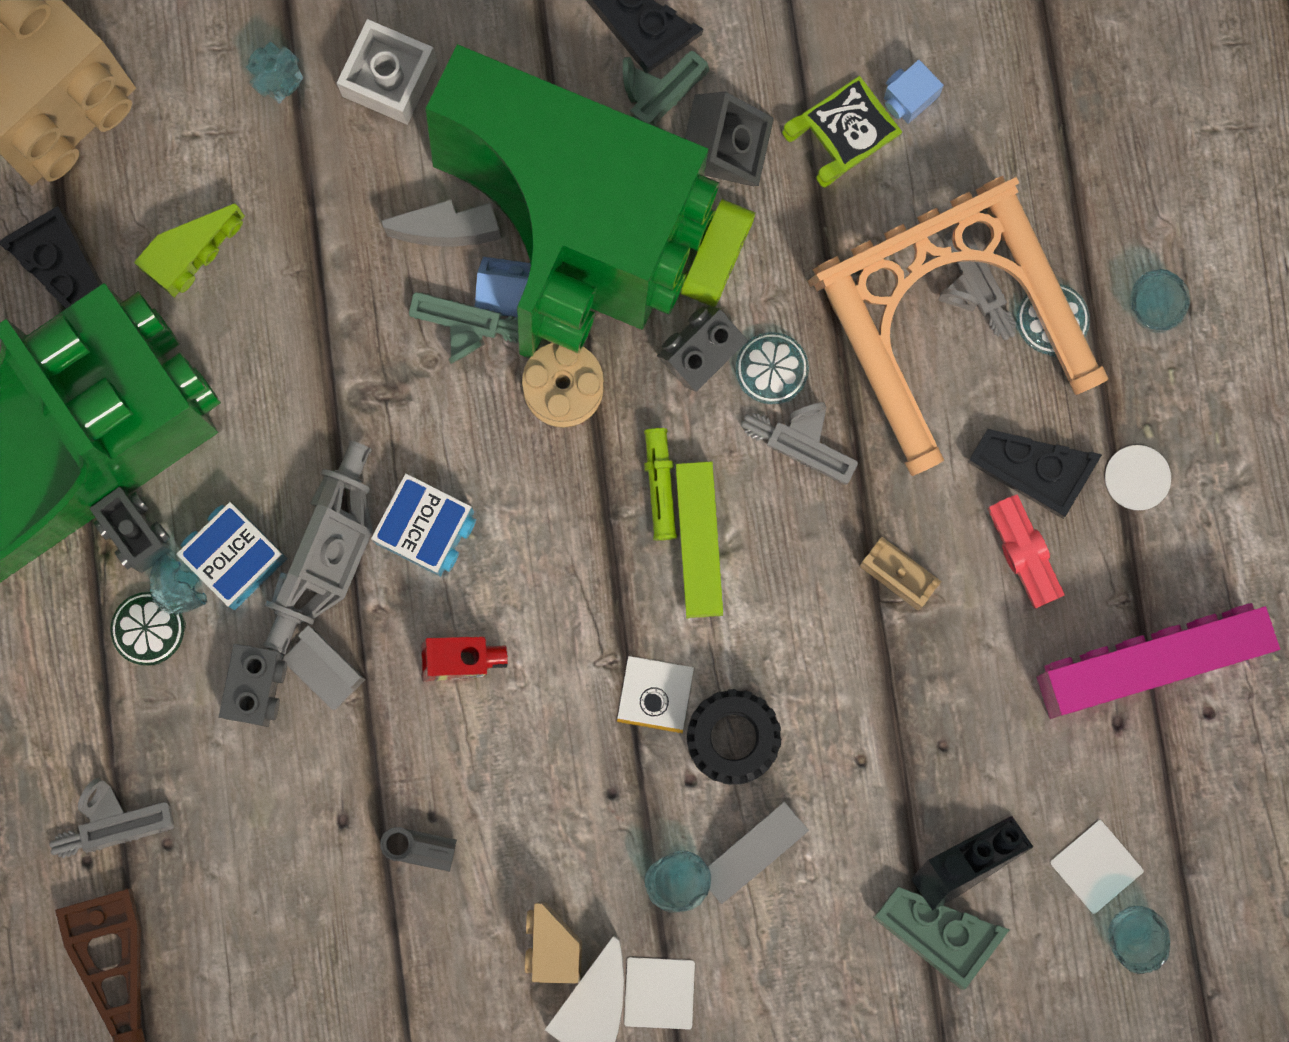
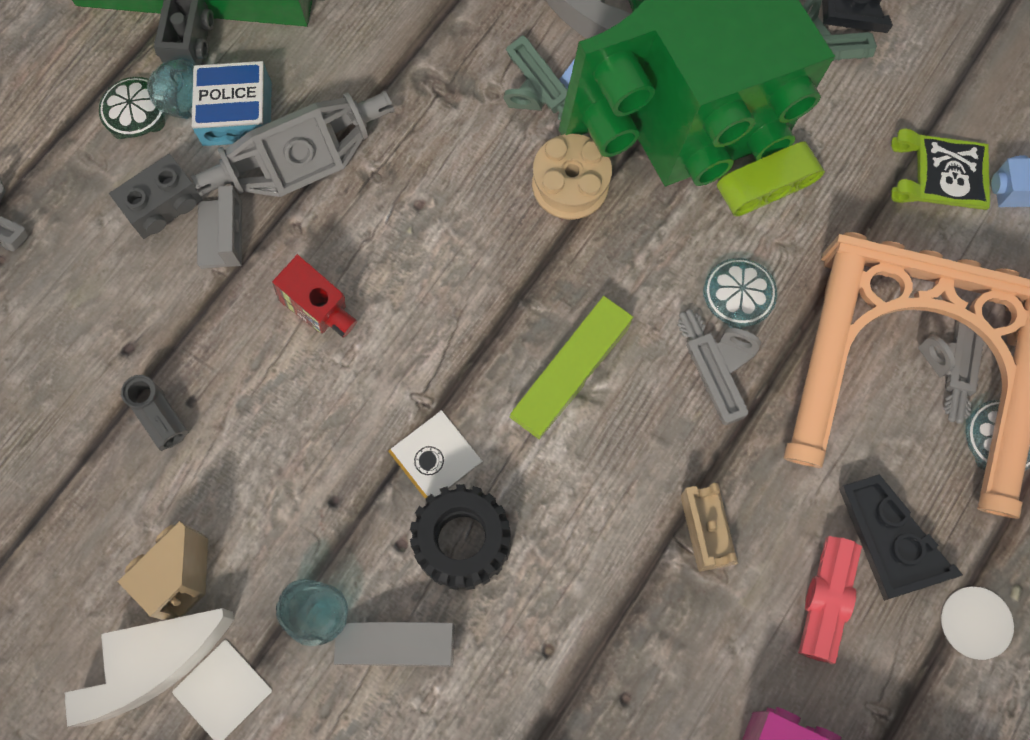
camera: 40 degrees right, 10 degrees down
(424, 525) = (380, 190): piece -> none
(660, 484) = (587, 293): lime pin -> none
(701, 347) = (699, 230): dark grey brick -> none
(733, 134) = (850, 107): dark grey slope -> none

